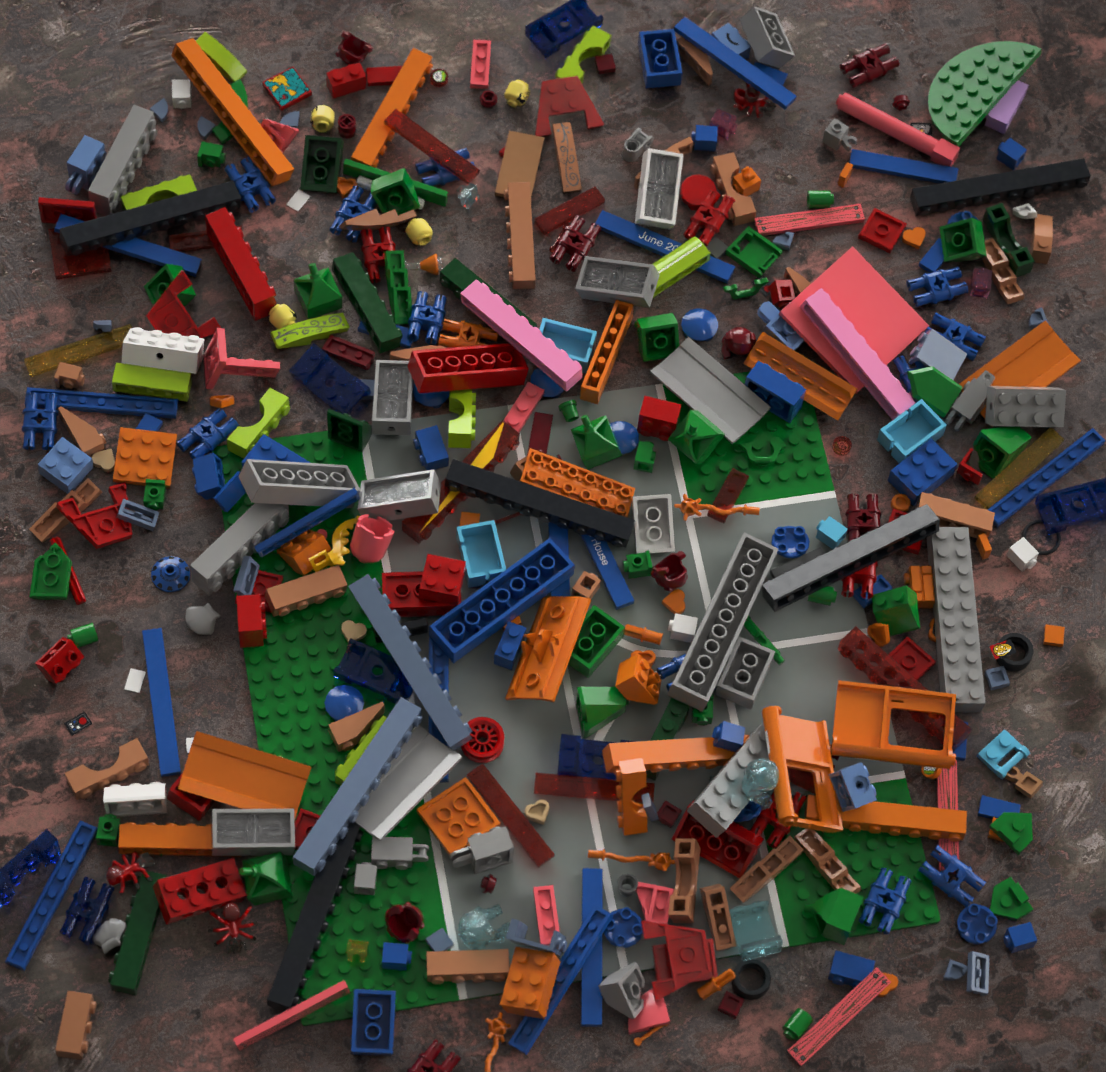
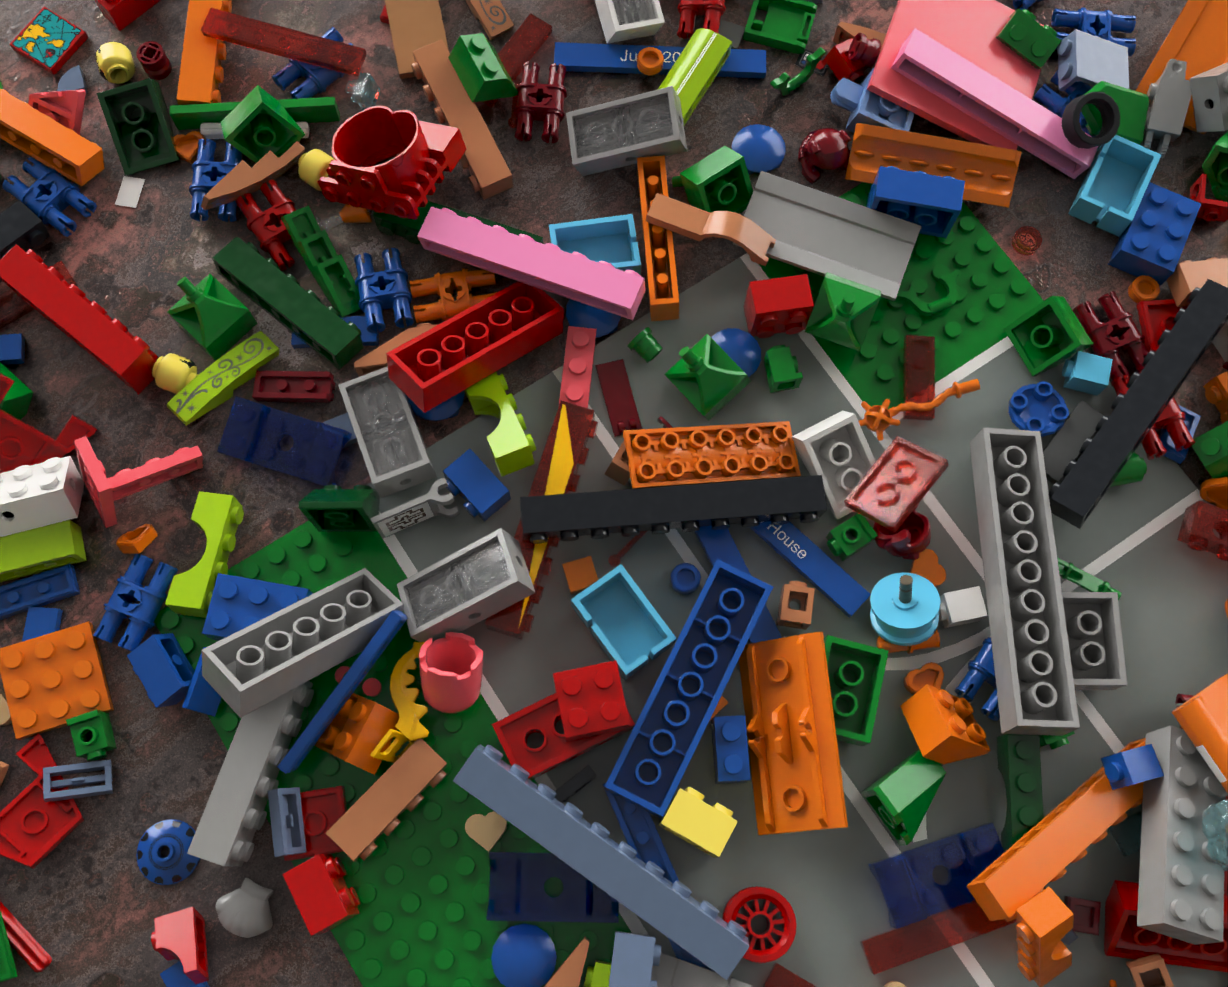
camera: 20 degrees left, 10 degrees up
(162, 617) = (183, 938): none -> arch
(390, 447) = (416, 511): none -> light grey flag
(464, 259) = (401, 184): none -> red hose
(472, 671) = (698, 822): none -> light yellow brick
(527, 546) = (685, 578): none -> blue tile
(546, 210) = (481, 69): none -> green slope
(634, 352) = (702, 224): none -> nougat piece
(648, 612) = (904, 609): none -> medium azure wheel
(656, 244) = (650, 61): none -> orange tile
(676, 542) = (896, 483): none -> clear red tile
(791, 289) = (864, 49): none -> dark red wheel
(819, 501) = (1048, 335): none -> green slope
(903, 323) = (1029, 38): none -> green bracket
(923, 386) = (1110, 120): none -> black tyre

